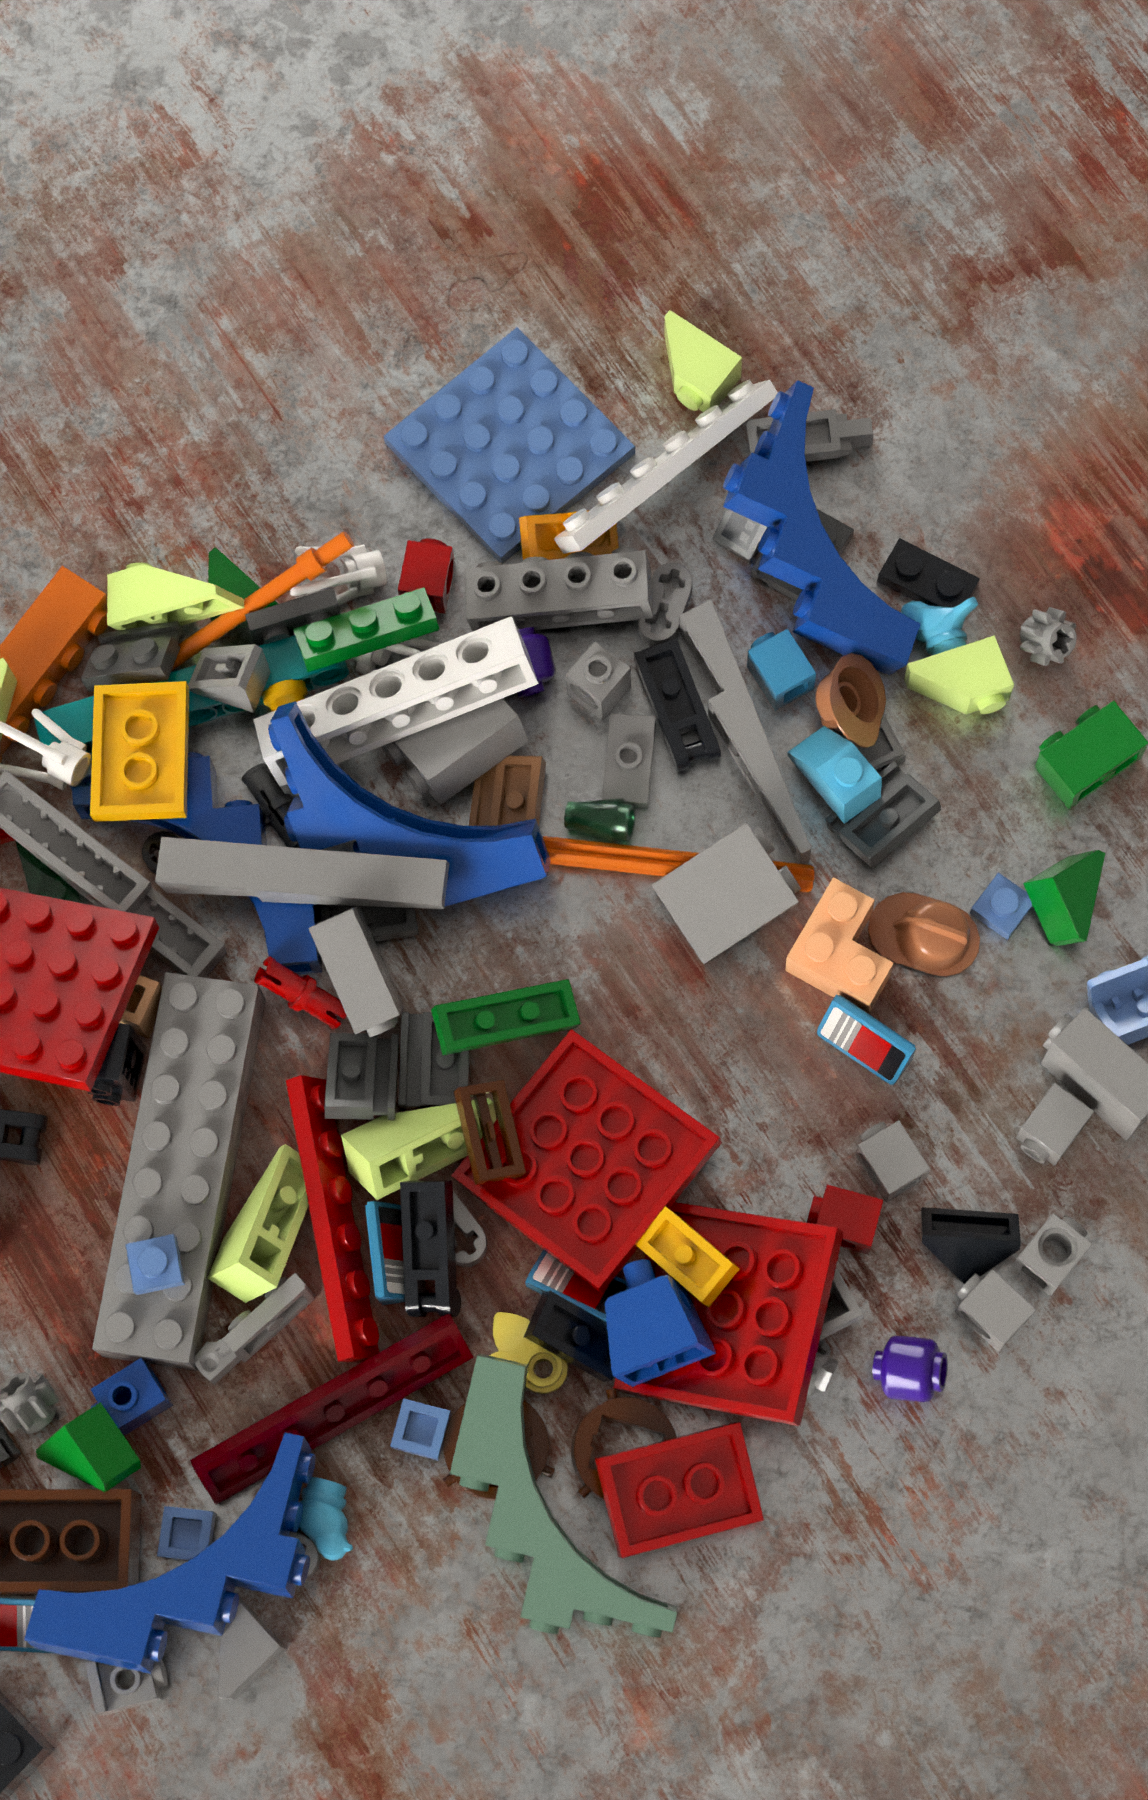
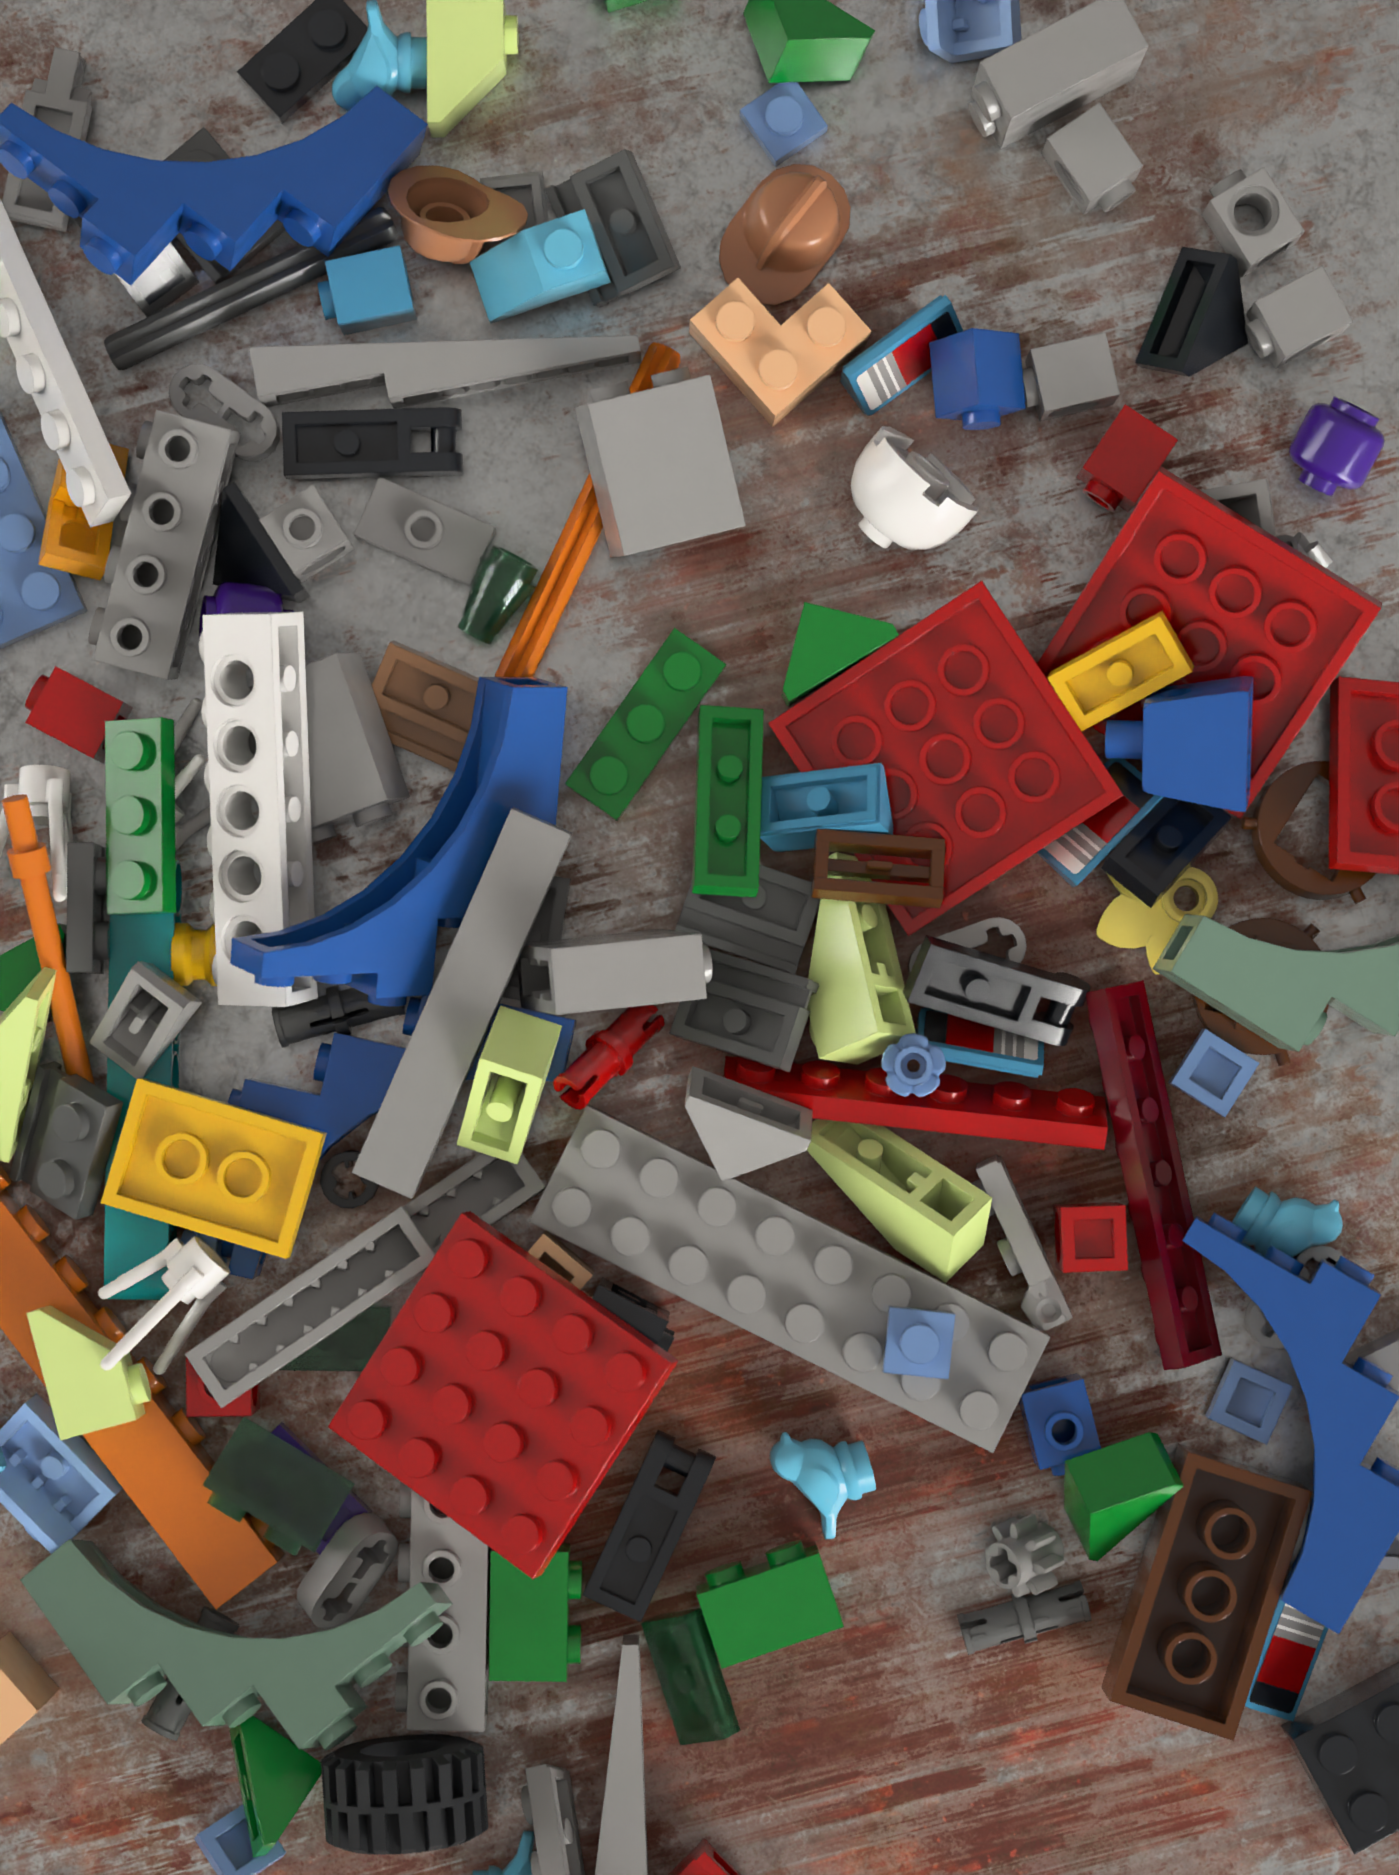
camera: 80 degrees left, 15 degrees up
(47, 1241) = (824, 1474): none -> medium azure animal
(256, 924) = (508, 1084): none -> yellowish green slope
(271, 1373) = (1090, 1237): none -> red brick
(276, 1092) = (744, 1125): none -> light grey slope
(356, 1212) = (895, 1062): none -> medium blue plate
(527, 1083) = (823, 799): none -> dark azure slope
(544, 950) = (645, 724): none -> green plate
(572, 644) = (247, 551): none -> black slope
(638, 1049) = (829, 645): none -> green slope
(748, 588) = (241, 293): none -> dark grey axle
(765, 1071) = (908, 495): none -> white cylinder
(866, 1092) = (977, 377): none -> blue brick

